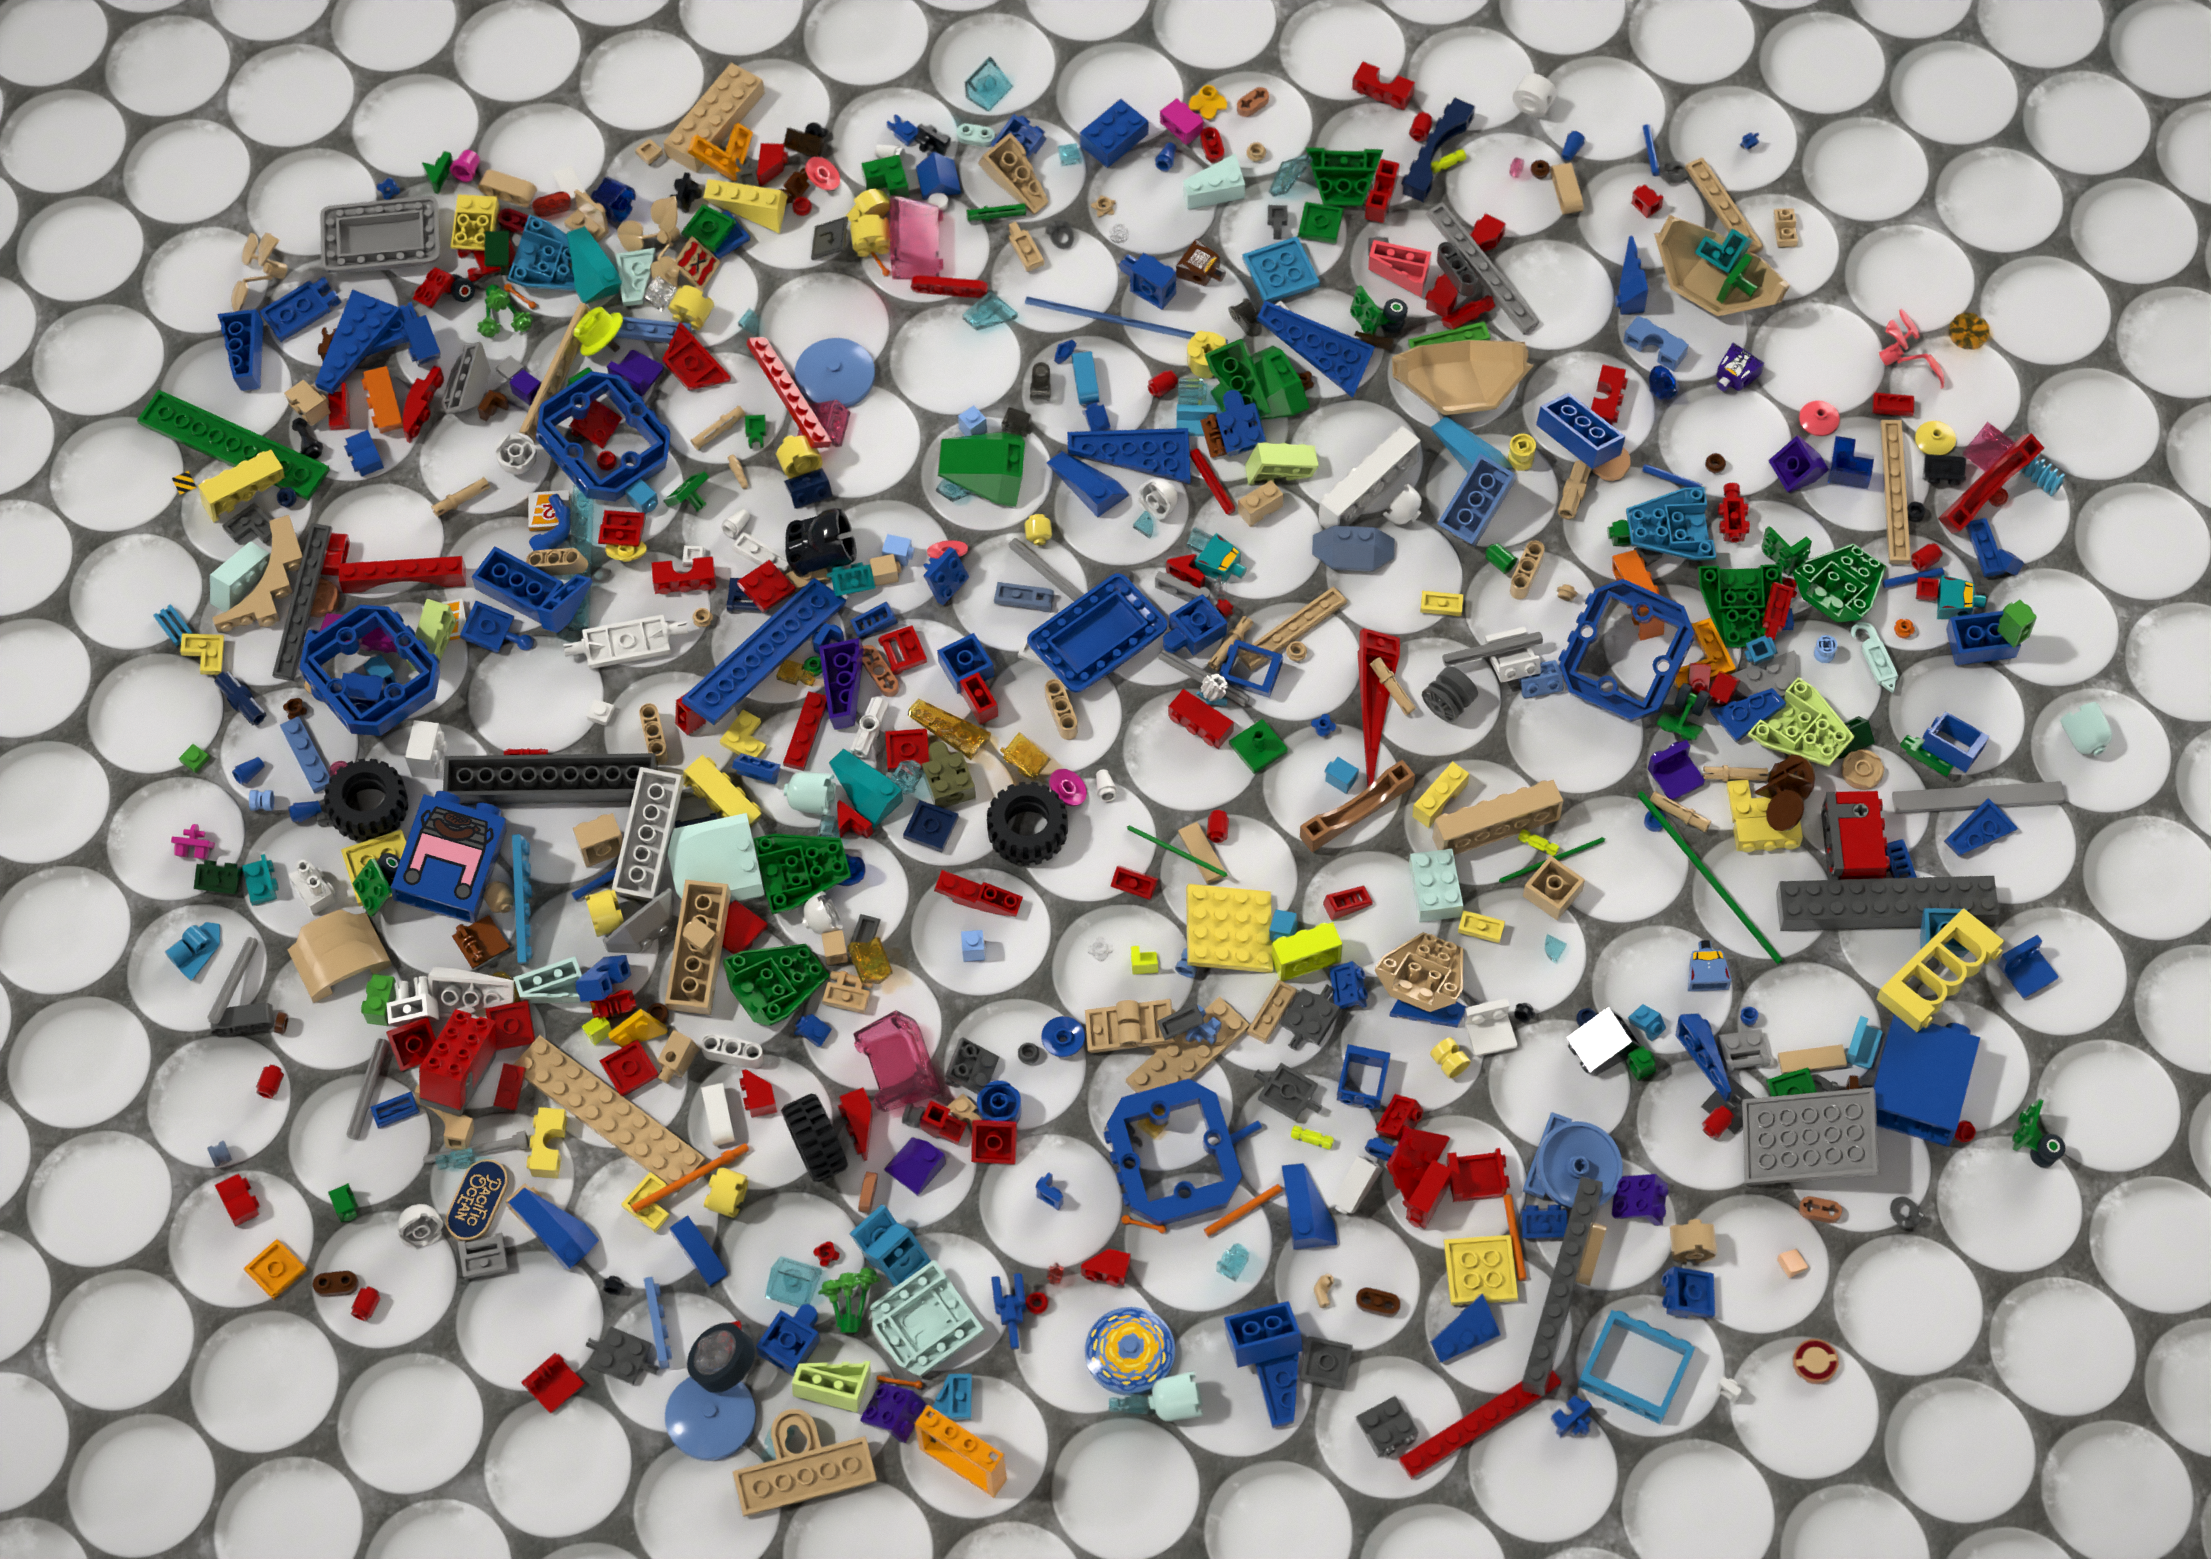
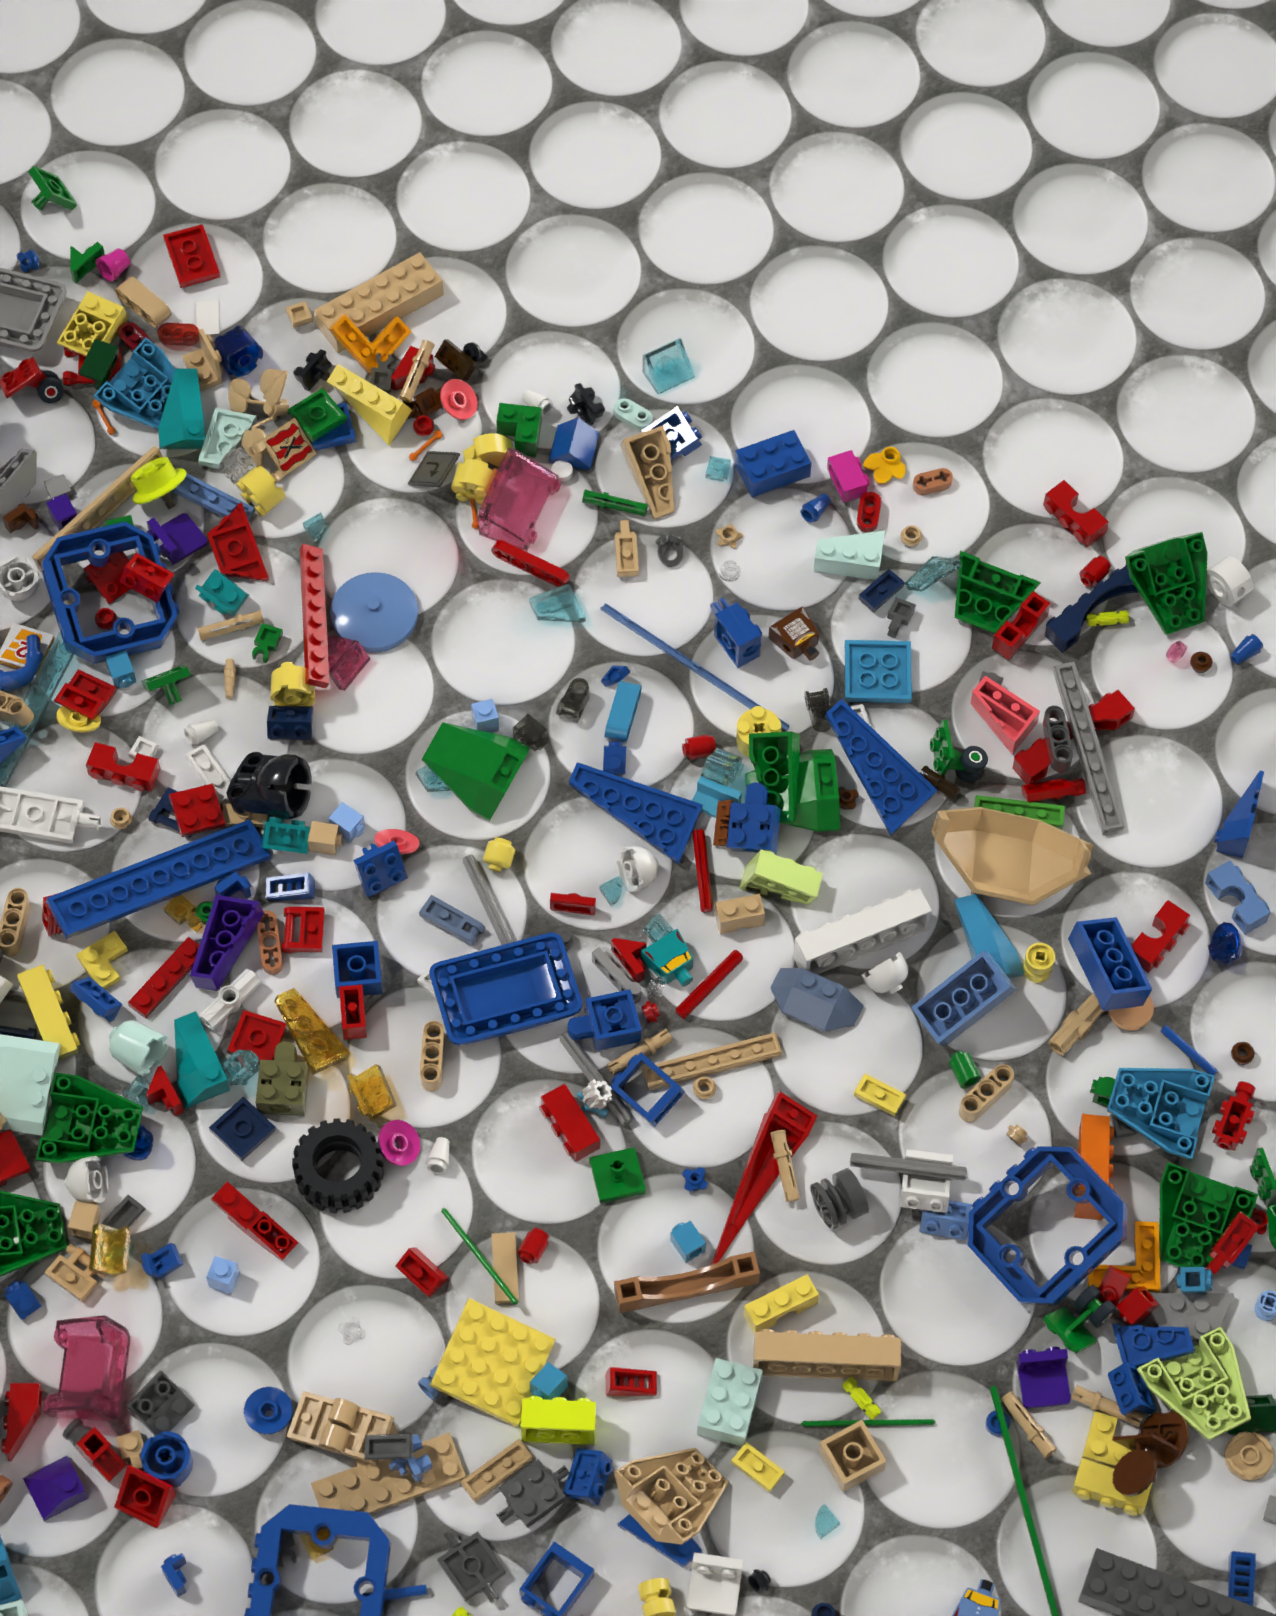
camera: 20 degrees right, 0 degrees up
(379, 122) = (51, 190): none -> green tile
(499, 300) = (73, 413): bright green plant -> none
(530, 135) = (191, 256): none -> red plate
(632, 411) = (146, 577): none -> red bracket
(699, 403) = (223, 593): none -> teal bracket
(777, 140) = (416, 370): none -> tan pin
(817, 210) = (437, 435): none -> orange hinge
(904, 131) = (561, 384): blue plate -> none
(916, 954) = (162, 1261): none -> blue bracket
(1028, 1047) = (221, 1408): dark grey plate -> none
(1090, 485) = (577, 828): blue wedge -> none
(1118, 546) = (572, 903): none -> red plate
(1143, 962) = (389, 1362): neon yellow panel -> none
(1252, 204) = (881, 590): none -> dark blue plate
(1261, 568) = (709, 984): none -> red axle
(1320, 222) = (943, 635): green plate -> none
(1490, 109) = (1172, 580): none -> green wedge
(1566, 188) = (1219, 693): tan beam -> none
(1748, 753) = (1131, 1390): none -> blue bracket
(1854, 835) = (1202, 1531): red piece -> none

